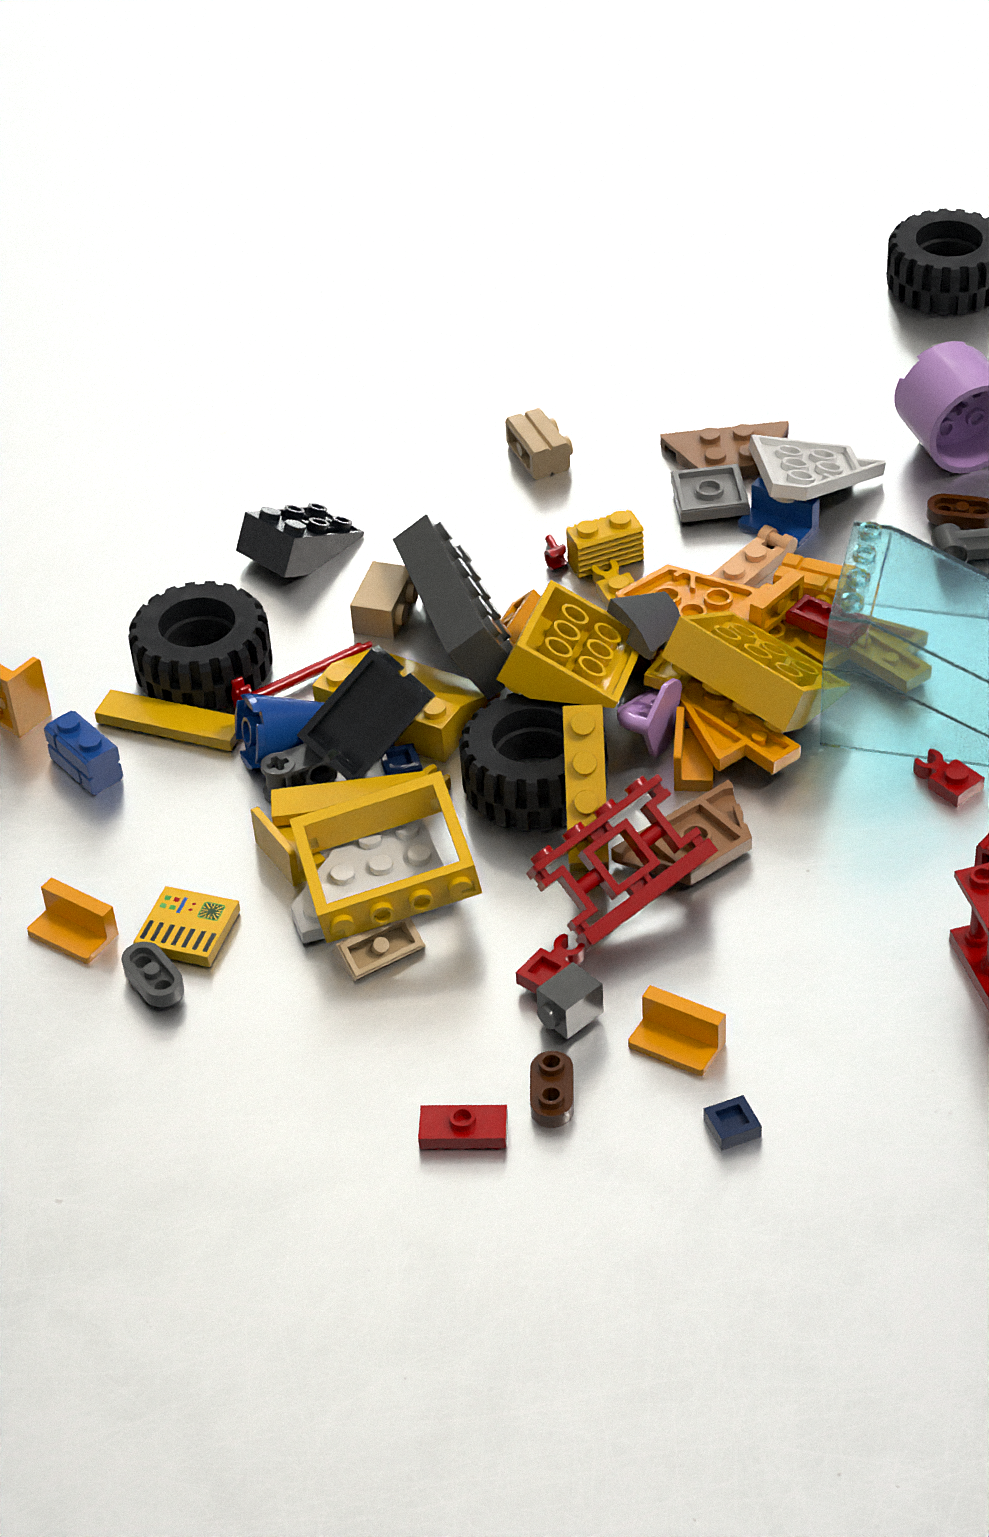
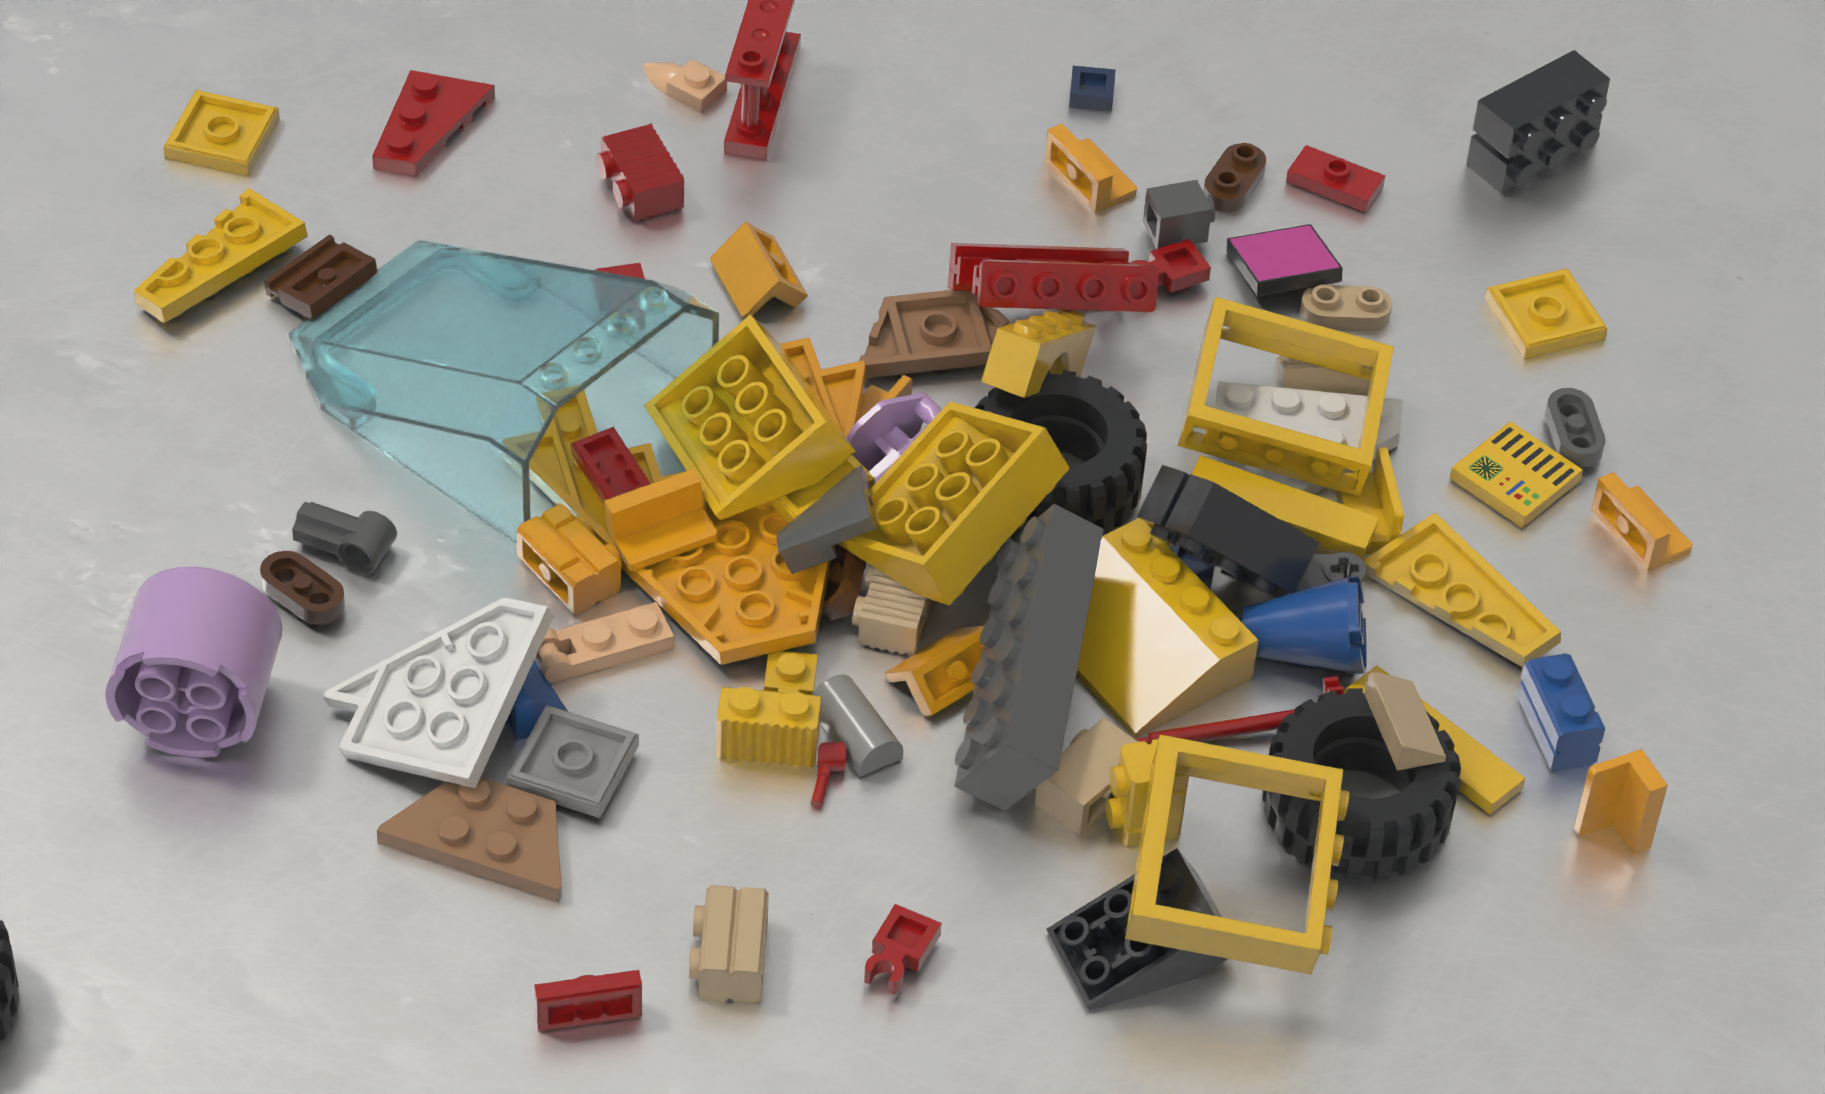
camera: 160 degrees left, 5 degrees up
(179, 634) = (1403, 721): none -> tan slope
(186, 816) = (1457, 585): none -> yellow wing
(218, 1078) = (1546, 313): none -> yellow tile
(257, 551) = (1222, 935): none -> yellow window
(294, 1221) = (1537, 122): none -> black piece
(333, 581) = (1130, 788): none -> yellow brick
(390, 1008) = (1346, 307): none -> tan plate
(441, 482) = (901, 942): none -> red plate
(461, 1015) = (1284, 260): none -> dark pink tile
(537, 570) = (853, 720): none -> light grey brick
(596, 392) = (588, 1000): none -> red plate
(861, 830) = (756, 270): none -> light orange panel

